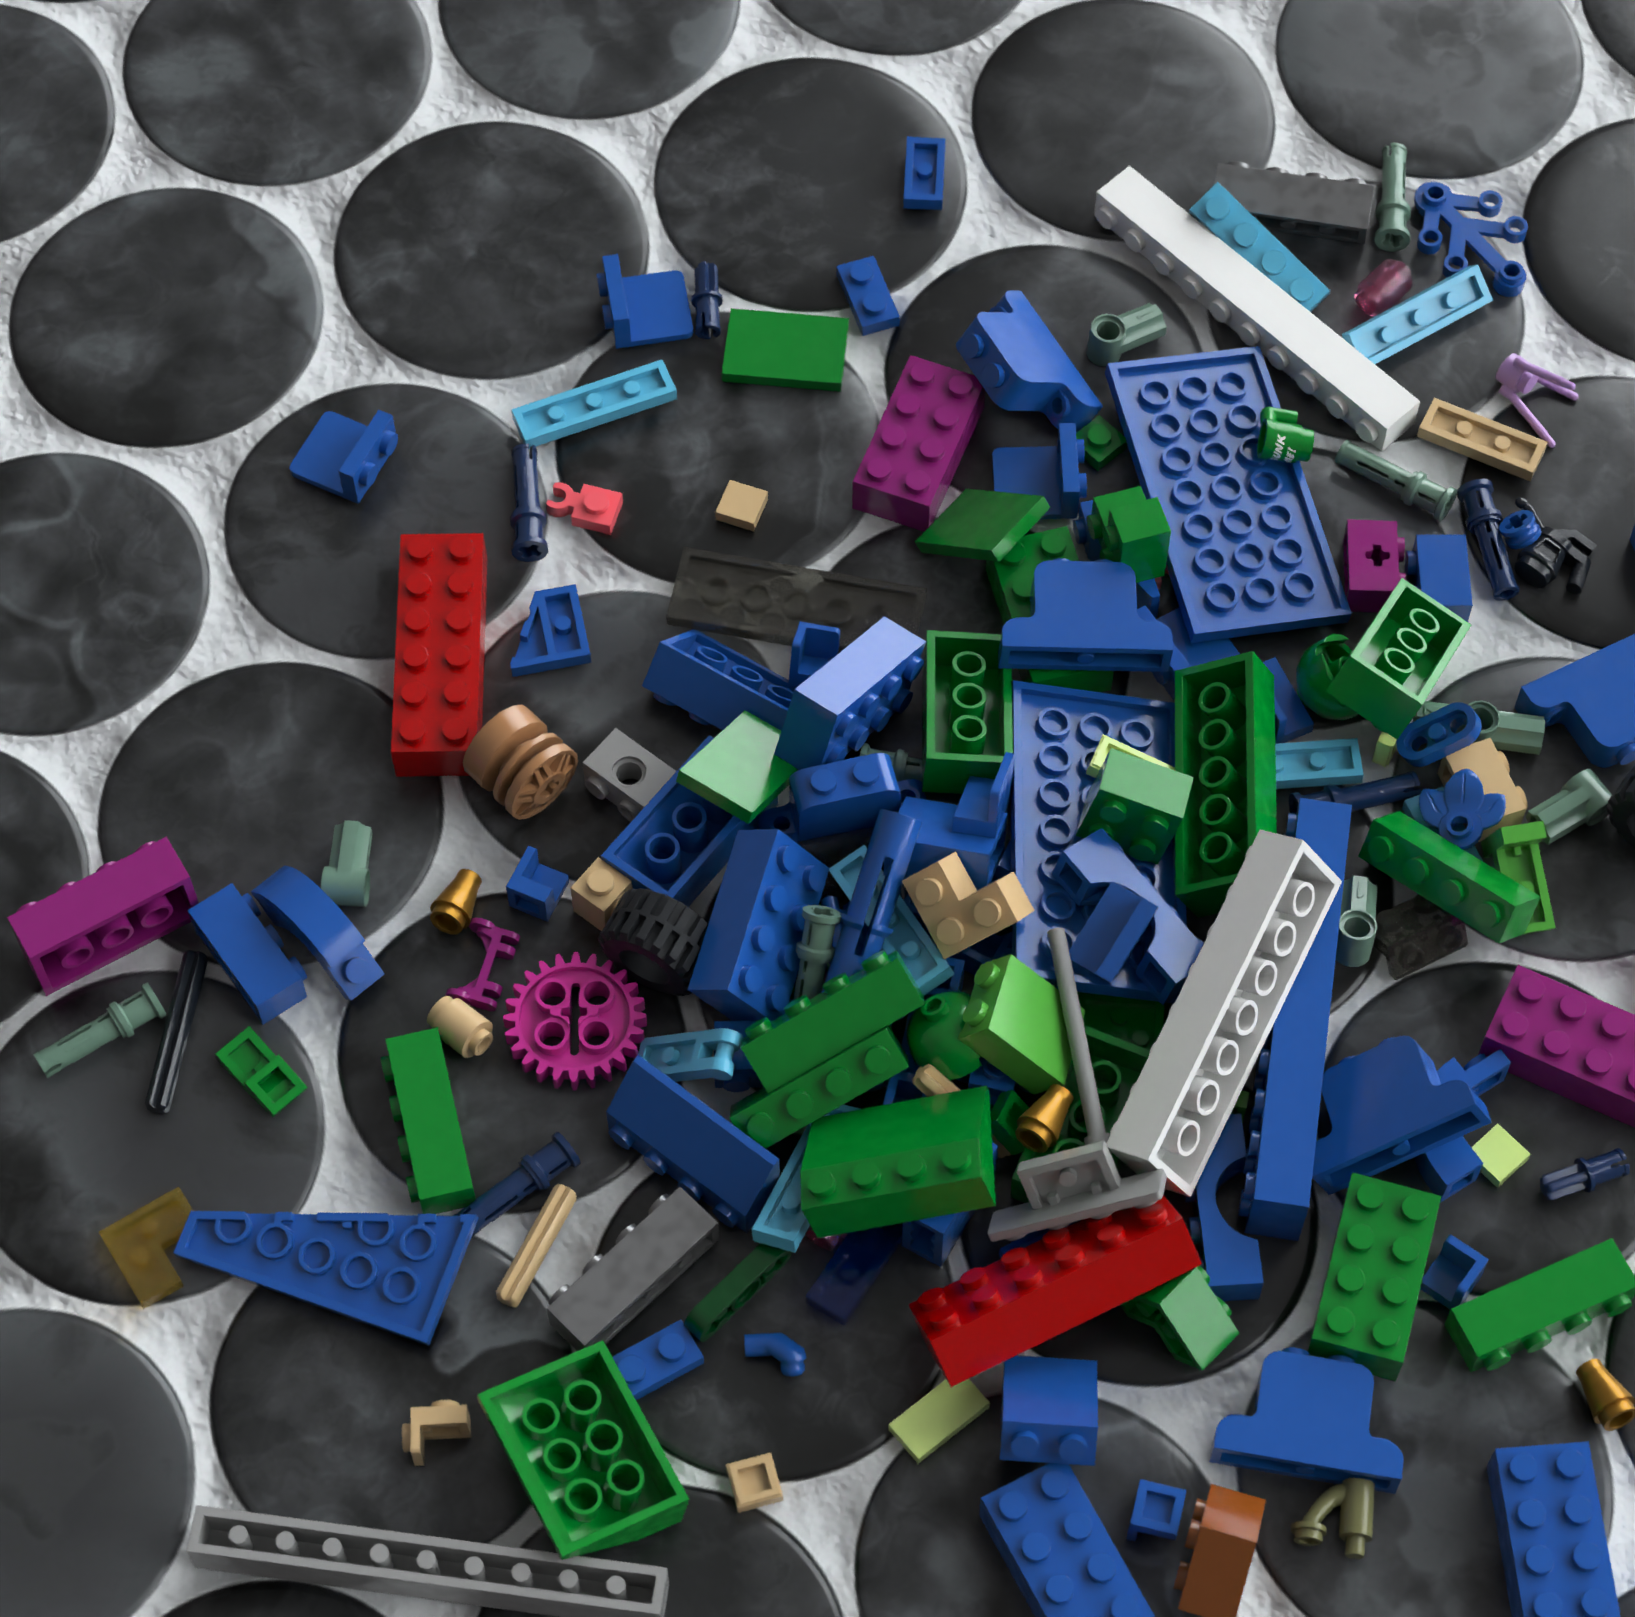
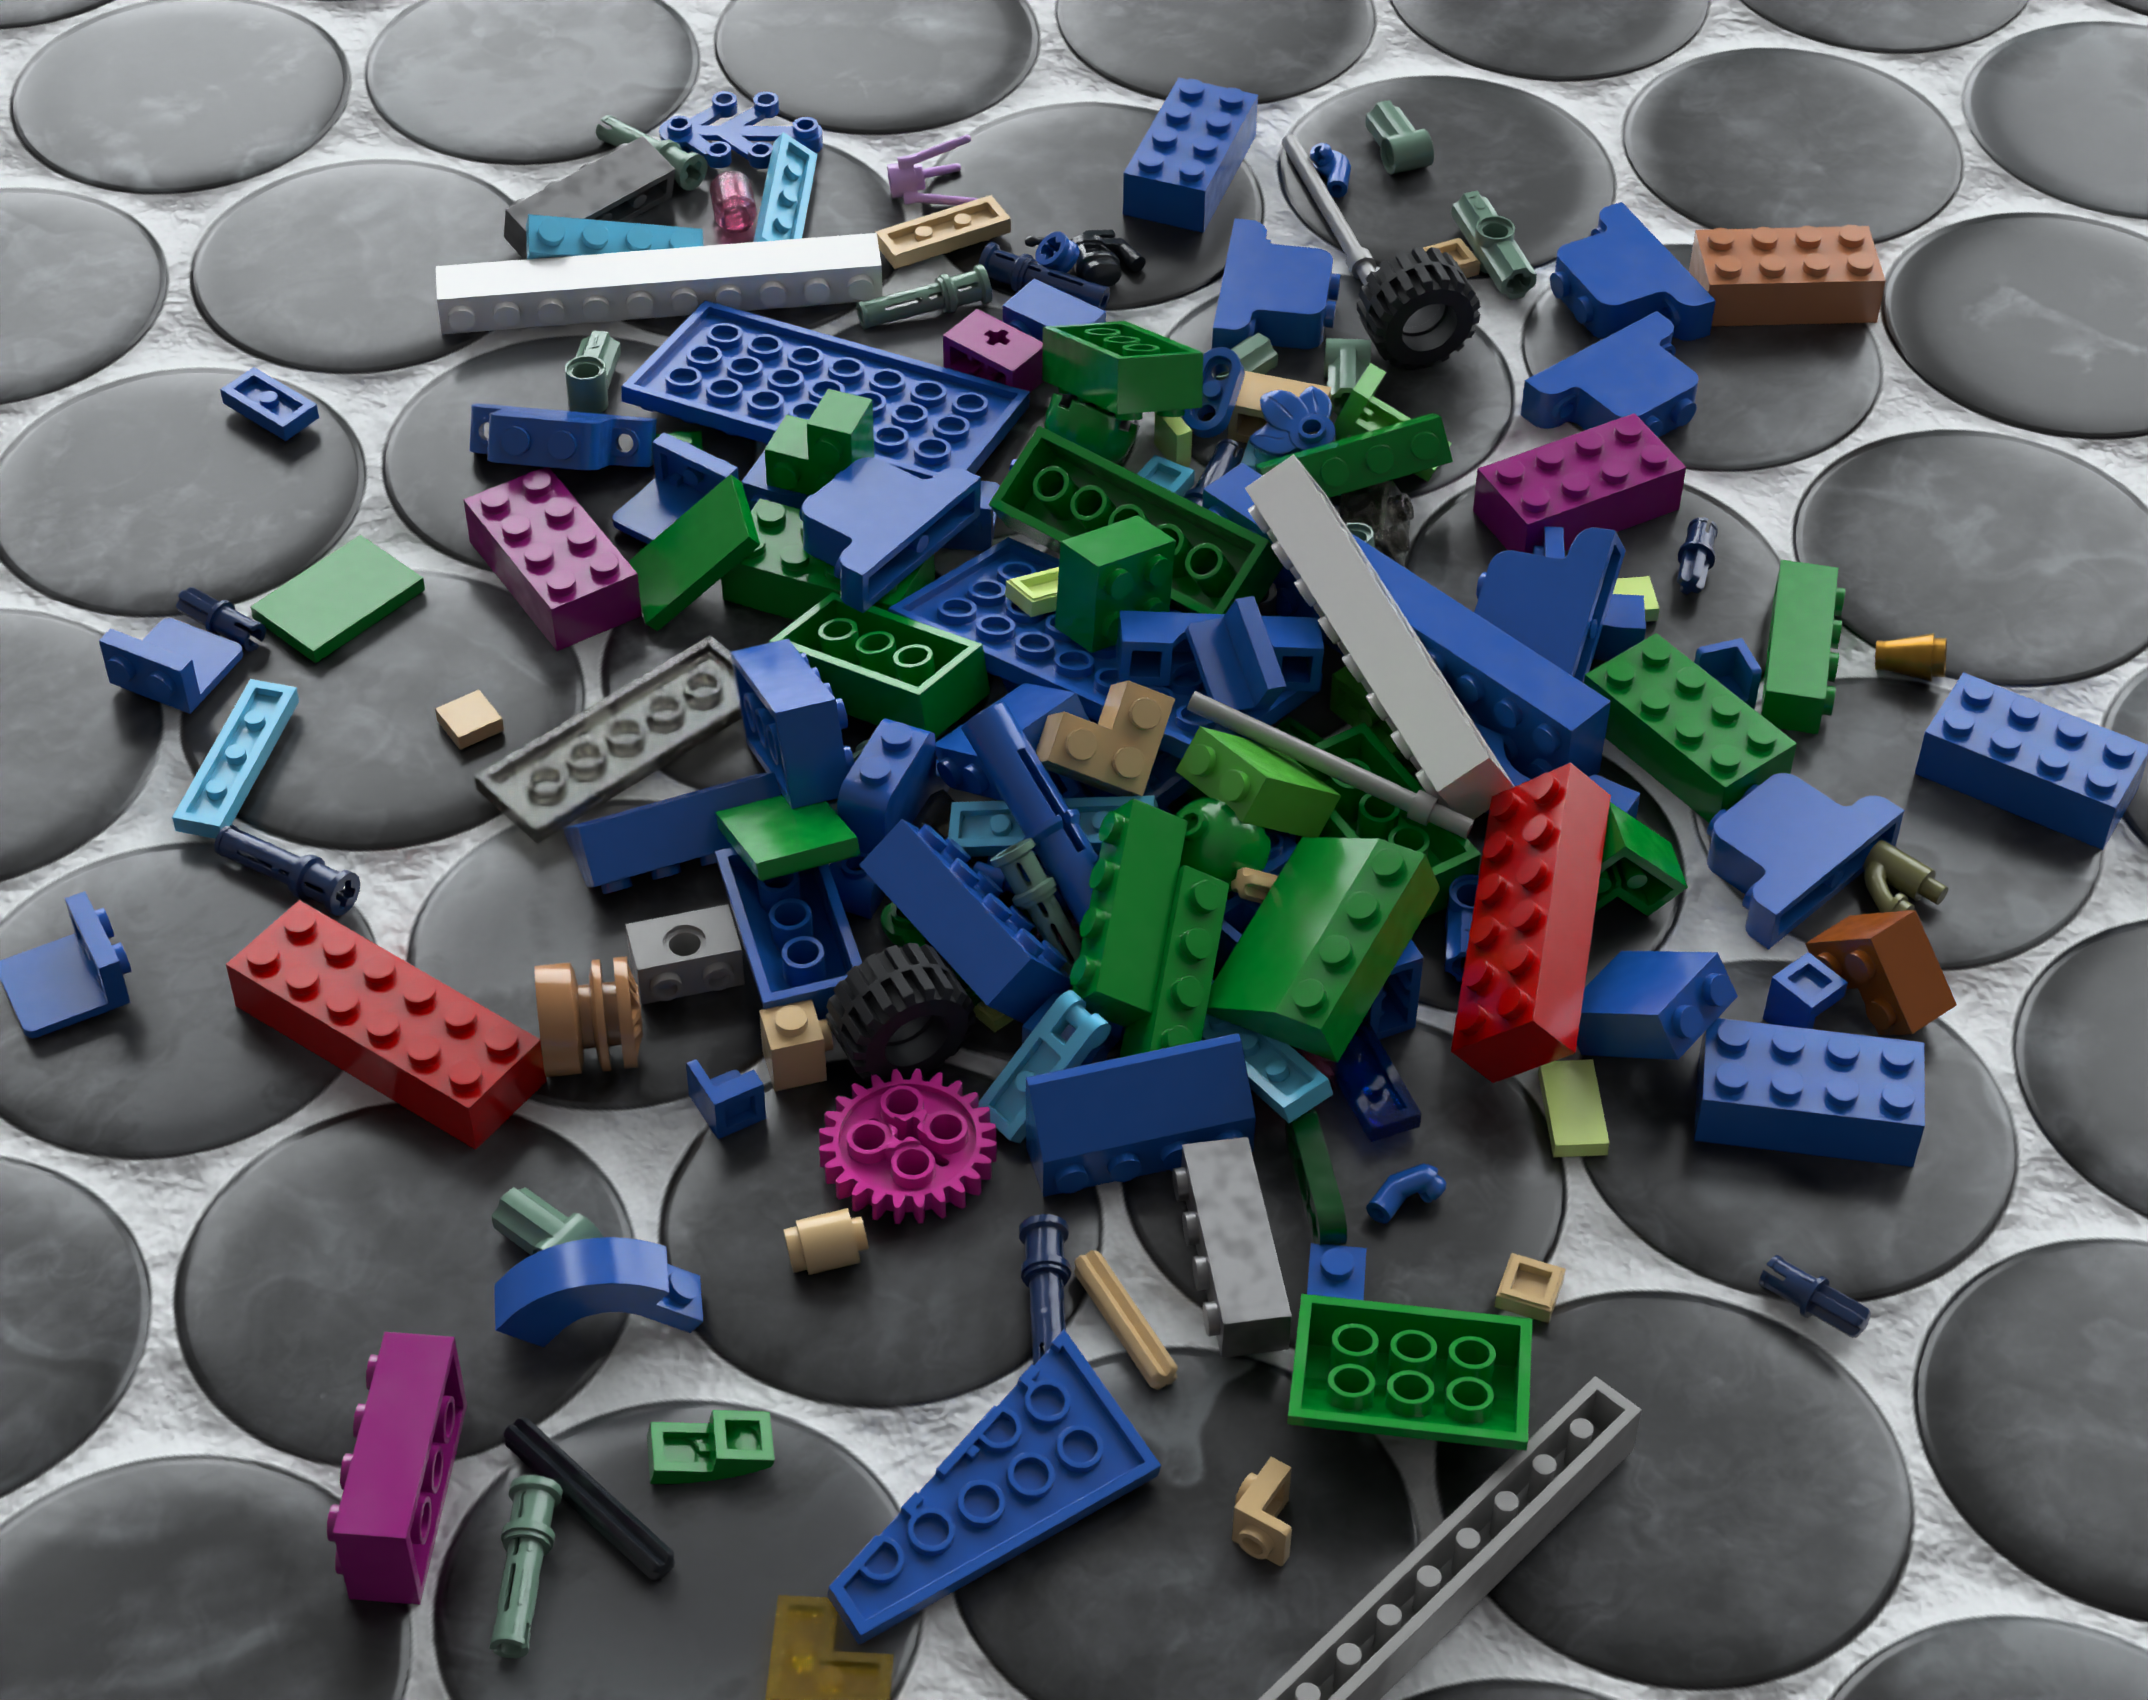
camera: 55 degrees left, 15 degrees down
(249, 952) = (563, 1376): blue brick -> none
(430, 1122) = (911, 1325): green brick -> none
(455, 905) = (682, 1171): pearl gold cone -> none
(491, 939) = (761, 1167): magenta piece -> none
(552, 634) = (456, 927): blue wing -> none
(590, 509) = (342, 827): coral plate -> none
(811, 650) = (694, 752): blue panel -> none
(868, 295) = (348, 513): blue plate -> none
(985, 802) = (1011, 674): blue panel -> none
(1043, 1121) = (1362, 819): pearl gold cone -> none
(1073, 1188) = (1460, 839): light grey bracket -> none
(1283, 438) = (820, 328): green piece -> none

